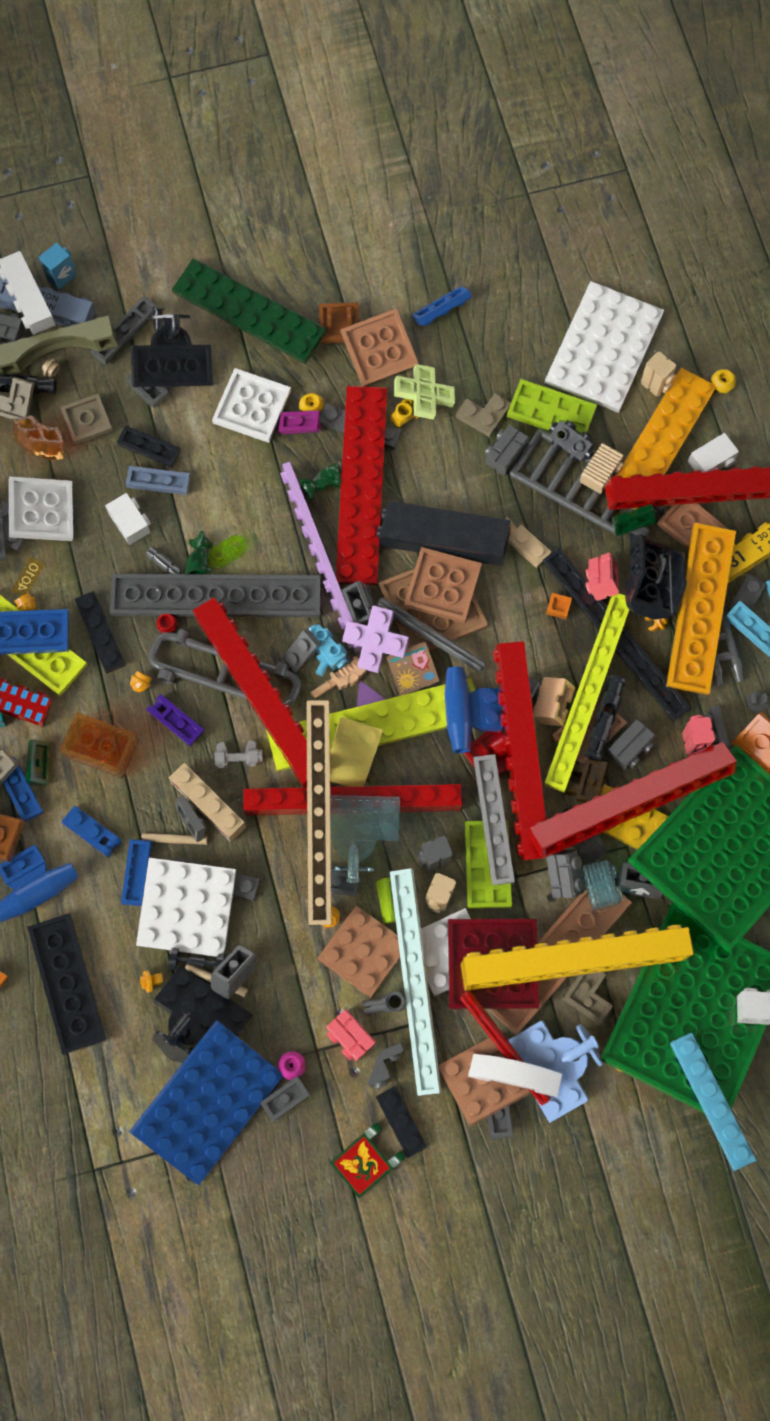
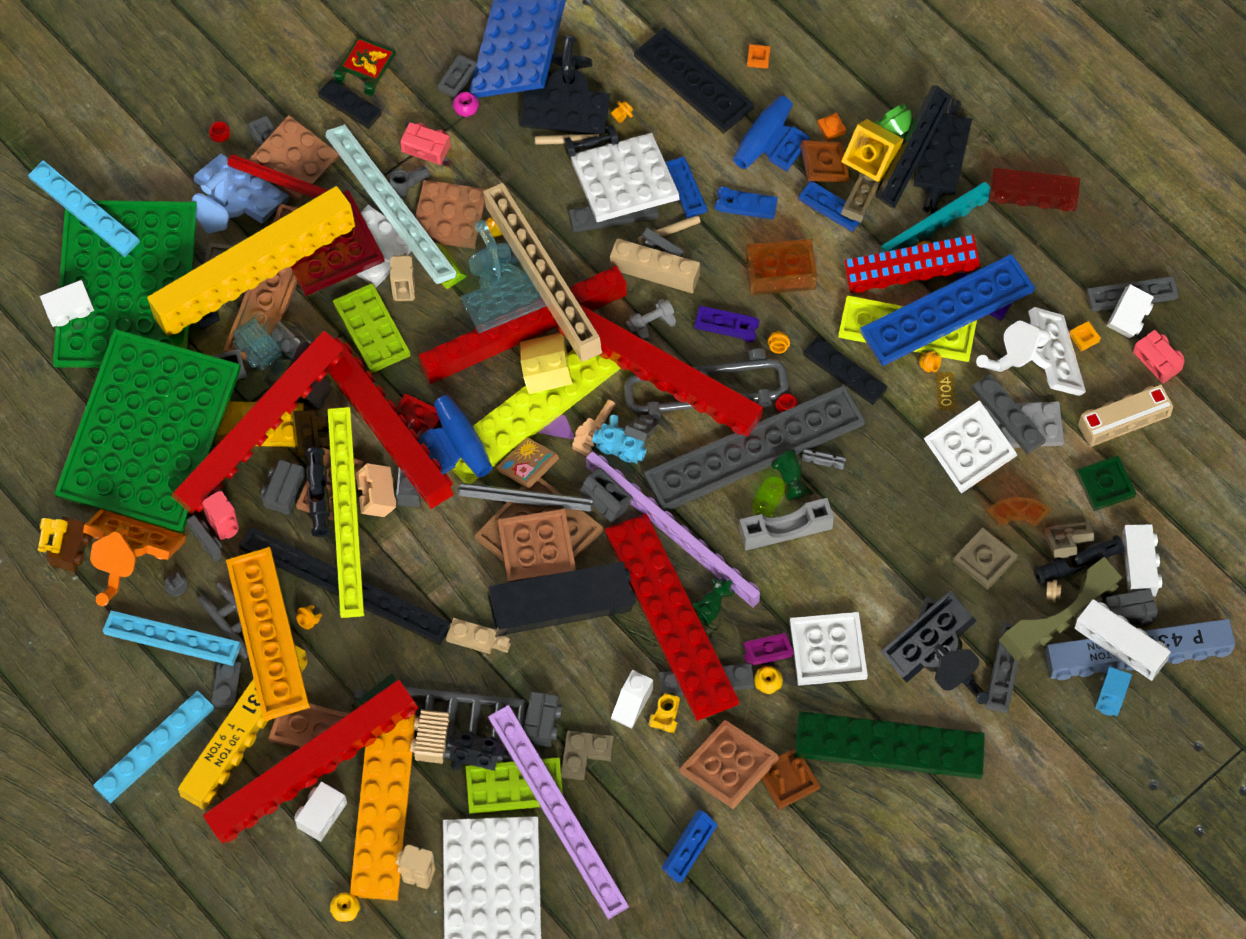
camera: 155 degrees right, 10 degrees down
(38, 762) = (828, 233): dark green plate -> none
(128, 518) = (882, 479): white brick -> none
(149, 446) = (906, 559): black plate -> none
(158, 480) = (876, 531): sand blue plate -> none
(209, 511) = (808, 520): none -> light grey arch
(233, 971) = (552, 140): dark grey brick -> none
(375, 639) = (574, 460): lavender plate -> none
(380, 1073) = (385, 129): dark grey slope -> none
(424, 391) = (657, 738): yellowish green plate -> none
(425, 434) = (632, 699): none -> white slope
(435, 854) = (422, 307): dark grey brick -> none
(493, 820) = (383, 358): light grey plate -> none
(515, 1073) = (266, 160): white slope -> none
(530, 370) = (558, 812): none -> lavender plate
(540, 1149) = (219, 131): none -> red plate
(558, 606) = (413, 587): orange plate -> none
(602, 577) = (380, 624): coral brick -> none
(655, 578) = (329, 644): black slope -> none

